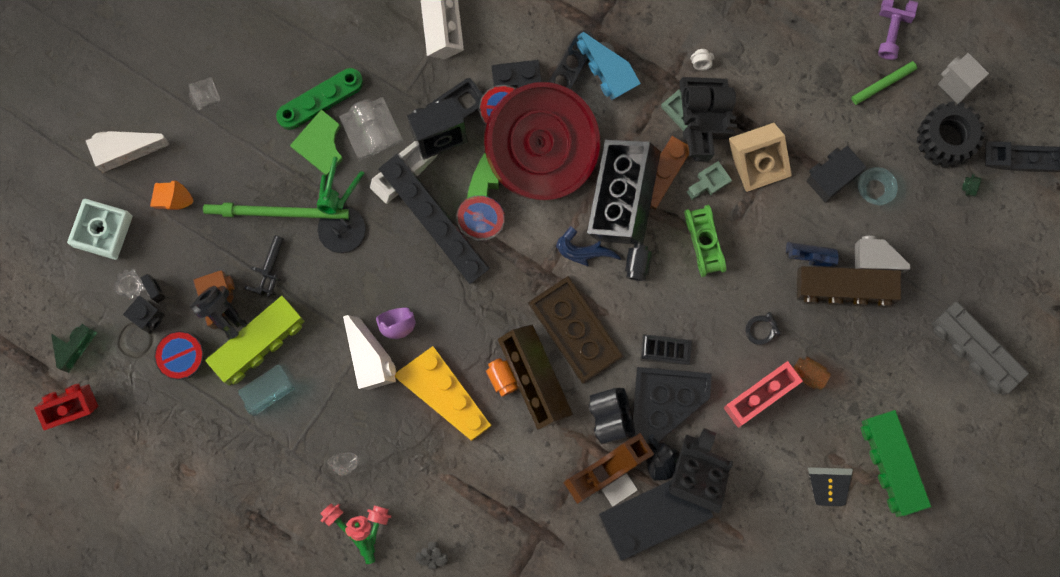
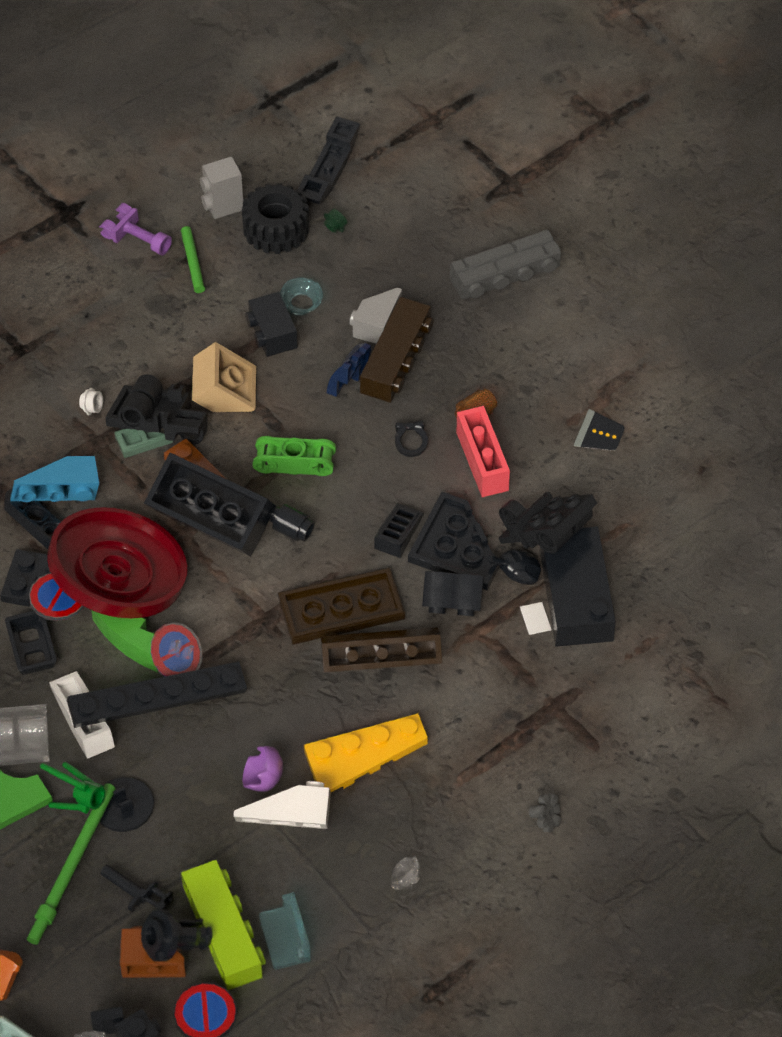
camera: 75 degrees left, 25 degrees down
(359, 527) = (489, 852): coral plant -> none
(437, 128) = (56, 649): black brick -> none
(501, 377) = (368, 685): orange brick -> none
(582, 254) = (259, 574): dark blue piece -> none
(608, 468) = (508, 606): reddish brown arch -> none
(711, 179) = (230, 431): sand green plate -> none
(895, 464) = (597, 366): green brick -> none

